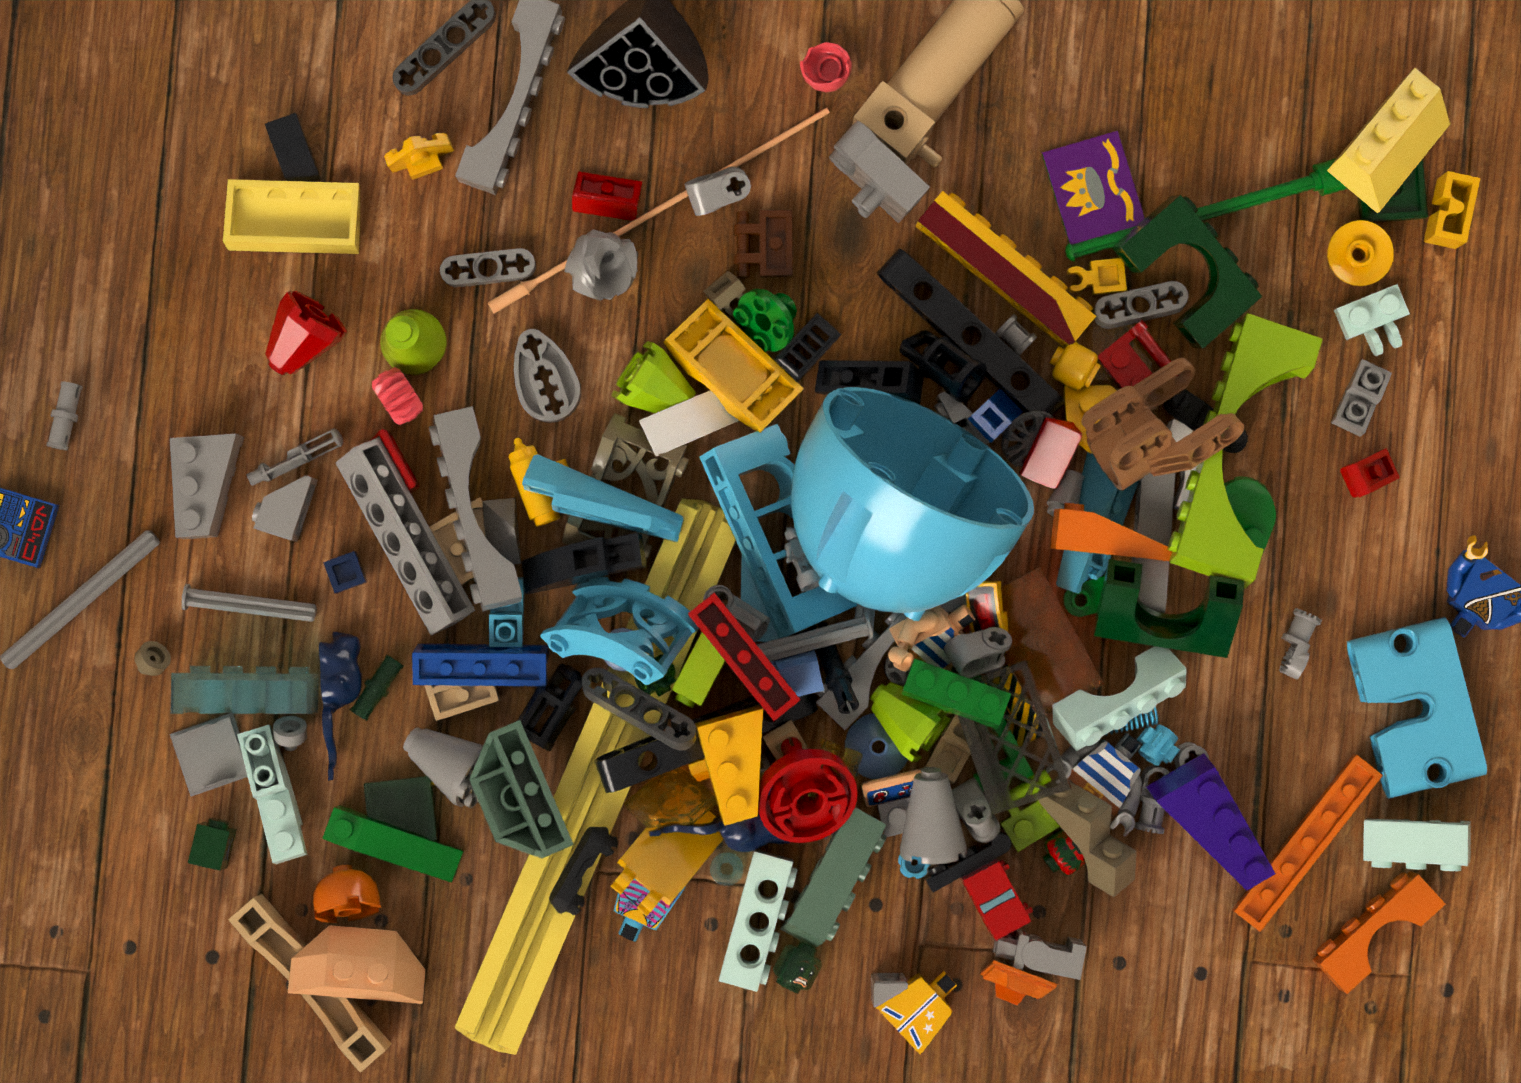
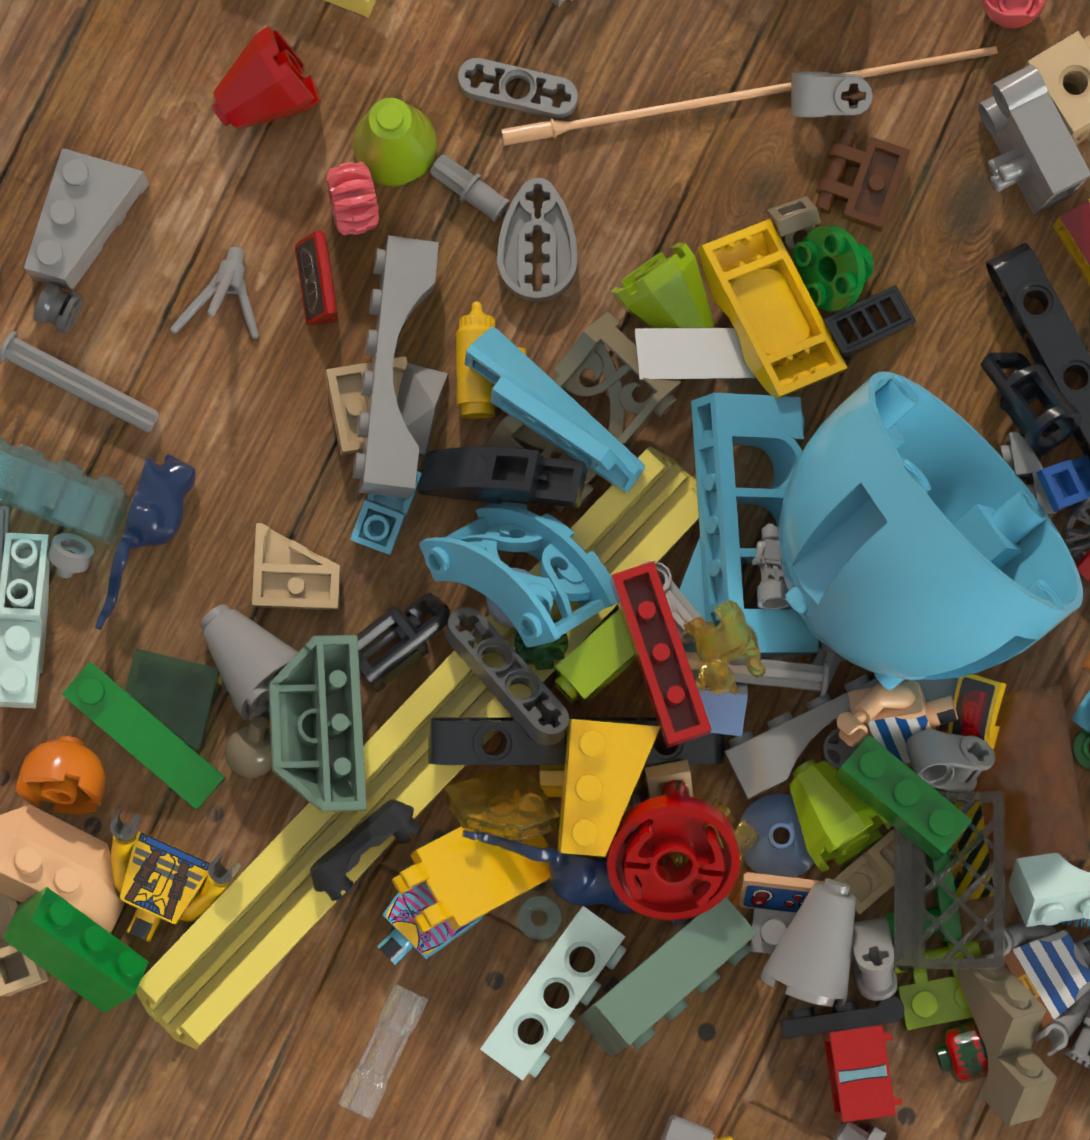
camera: 20 degrees right, 5 degrees down
(211, 555) = (58, 307): none -> dark grey wheel
(285, 509) = (167, 285): light grey slope -> none
(295, 458) = (202, 230): light grey piece -> none
(329, 488) = (229, 281): none -> light grey plant
(345, 572) = (210, 387): dark blue plate -> none
(376, 687) = (195, 539): clear green pin -> none
(402, 1019) = (75, 950): none -> green brick
(405, 536) = (299, 369): light grey brick -> none
(445, 942) = (162, 879): none -> torso
(472, 826) = (250, 749): none -> dark tan piece
(480, 354) = (469, 187): none -> light grey axle
(480, 665) = (331, 557): blue fence -> none
(602, 265) = (657, 132): light grey hair -> none
(606, 196) = (691, 56): red slope -> none
(652, 983) = (379, 1059): none -> clear axle
(786, 631) = (723, 644): none -> clear yellow animal
(797, 967) = (583, 1070): clear green head -> none
(837, 678) = (763, 731): black pin -> none
(892, 377) = (963, 391): black slope -> none
(909, 871) = (774, 1008): medium azure plate -> none

